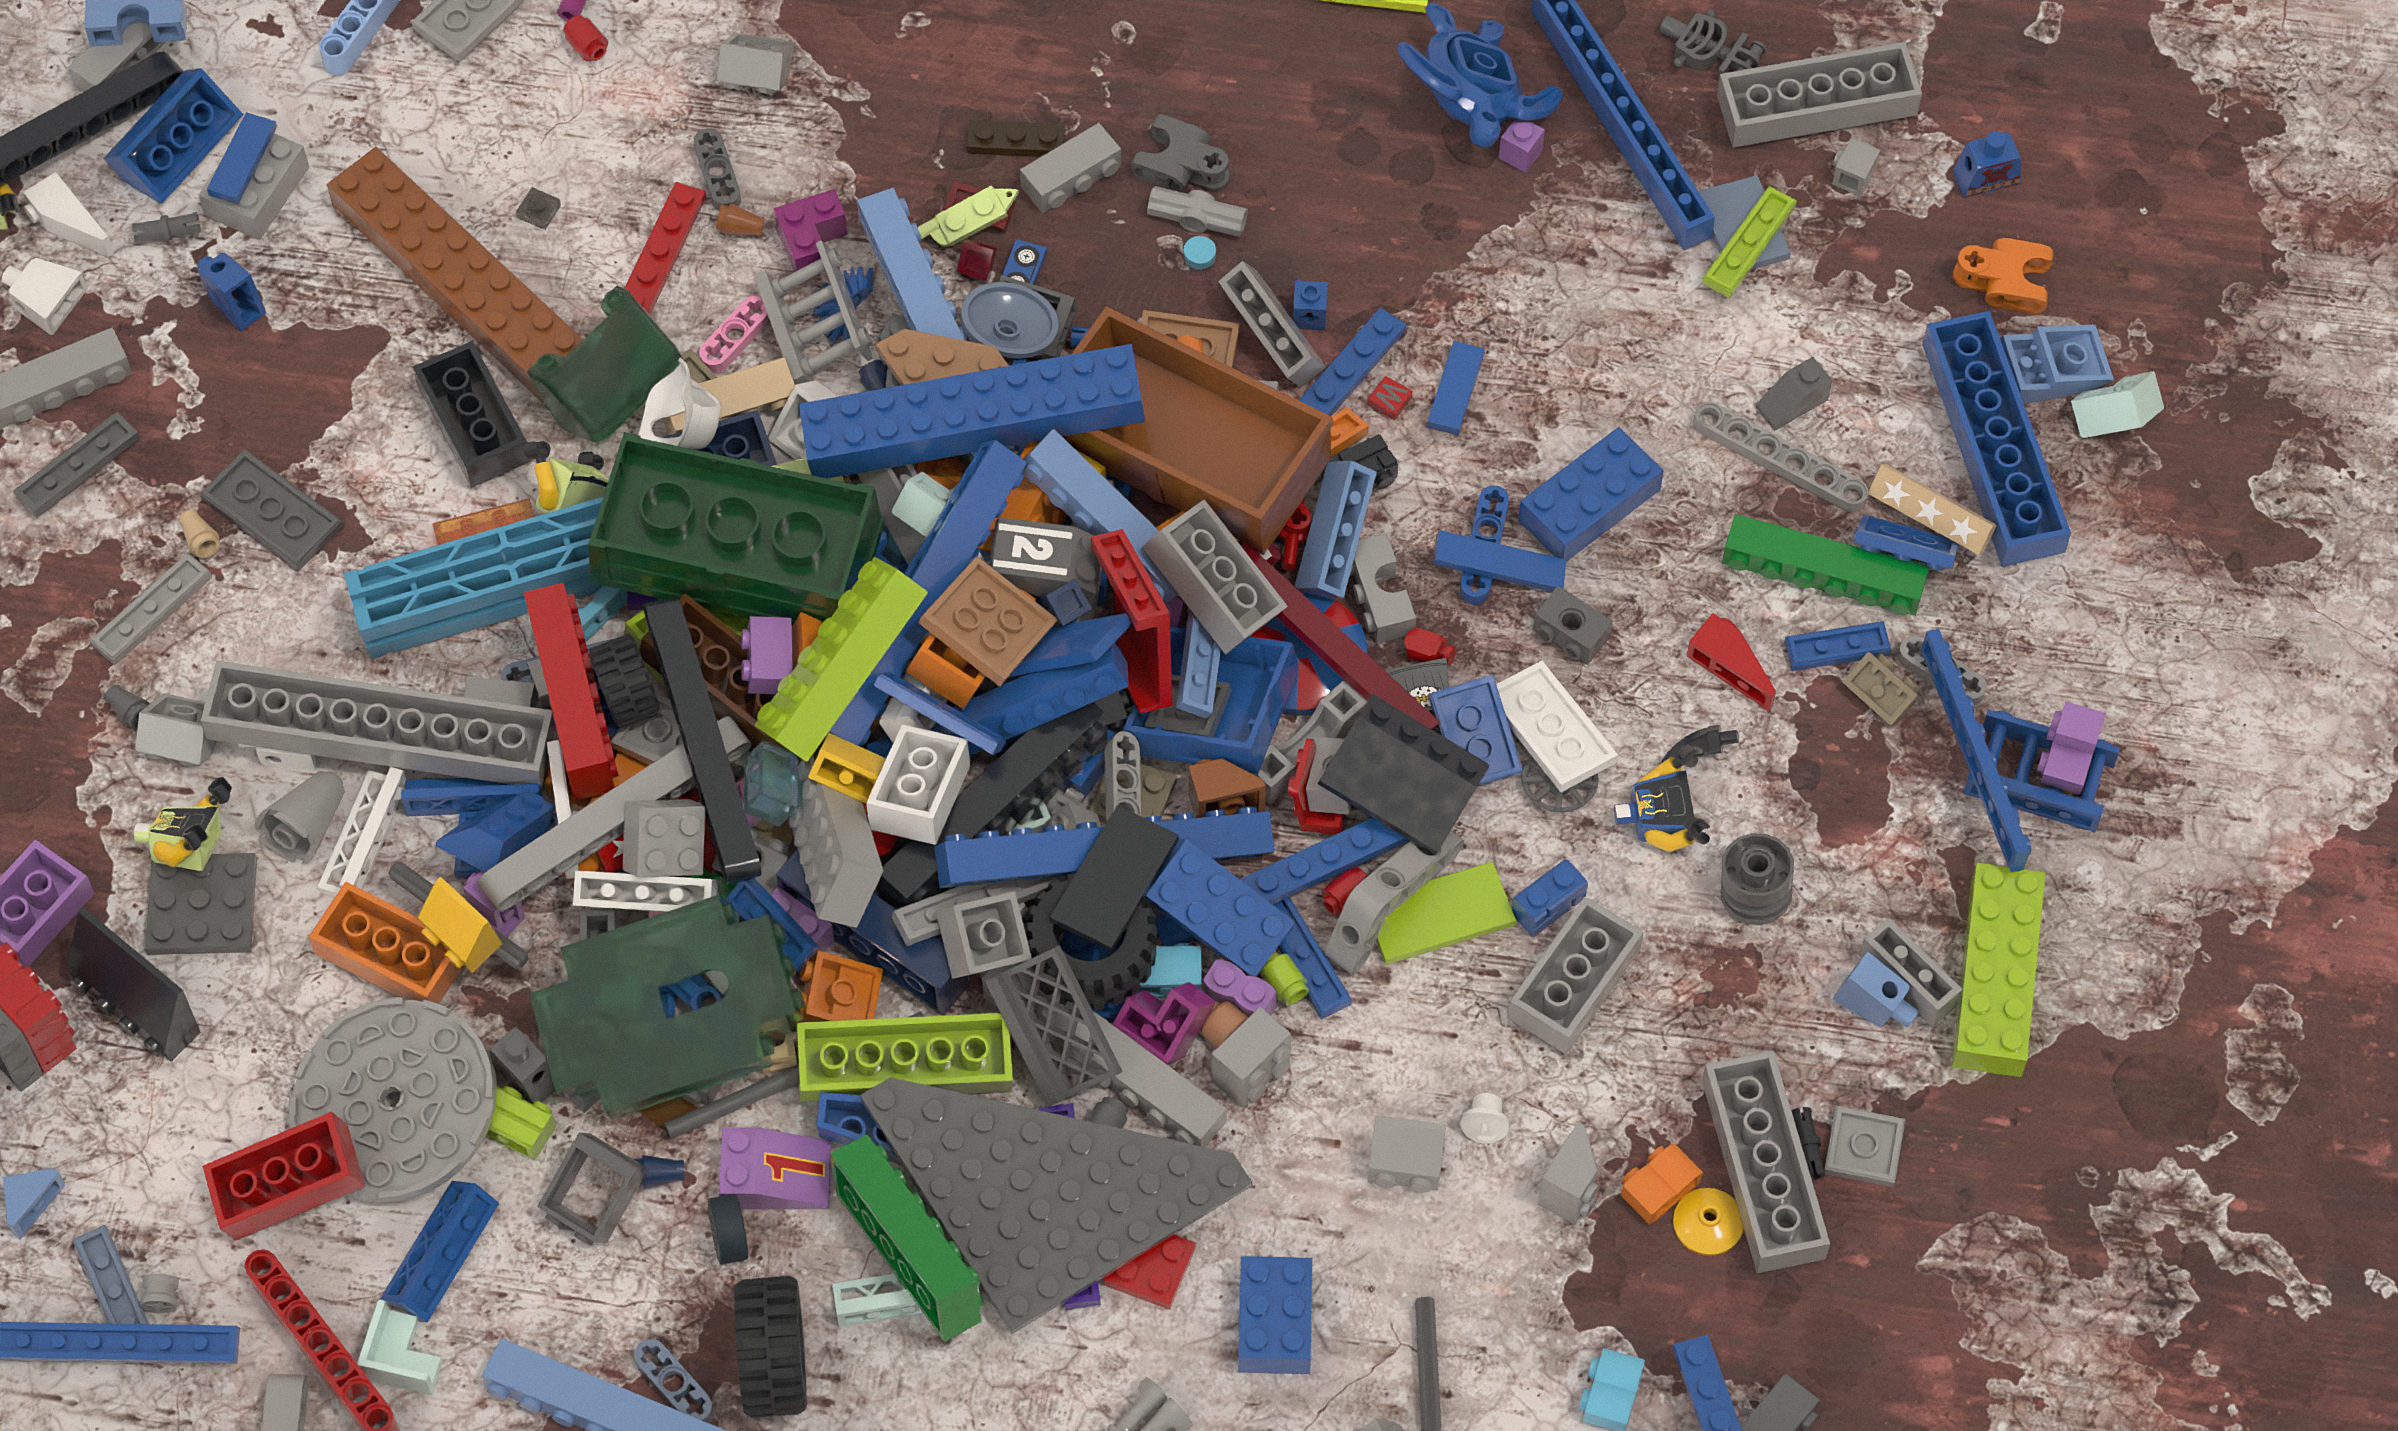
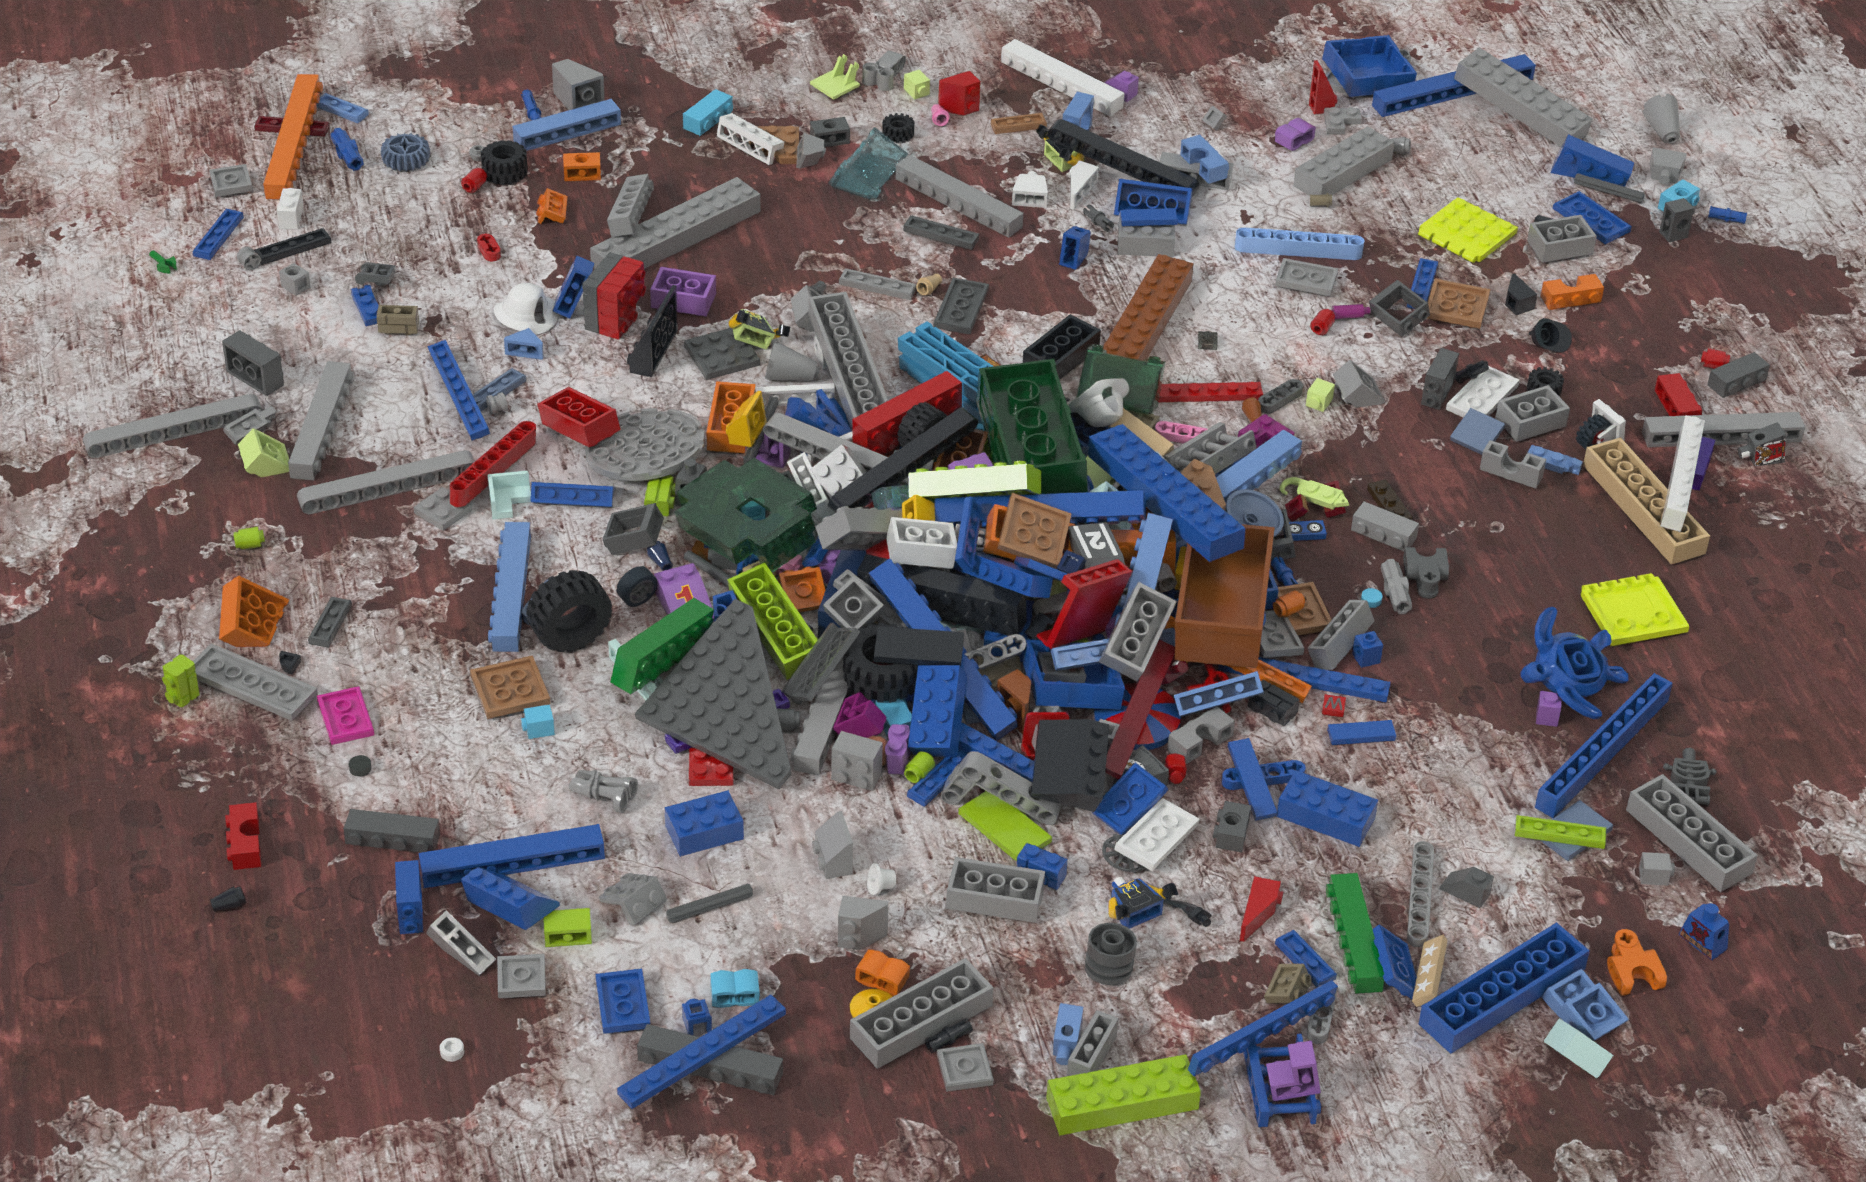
camera: 65 degrees right, 20 degrees down
(748, 118) = (1320, 394): none -> yellowish green brick

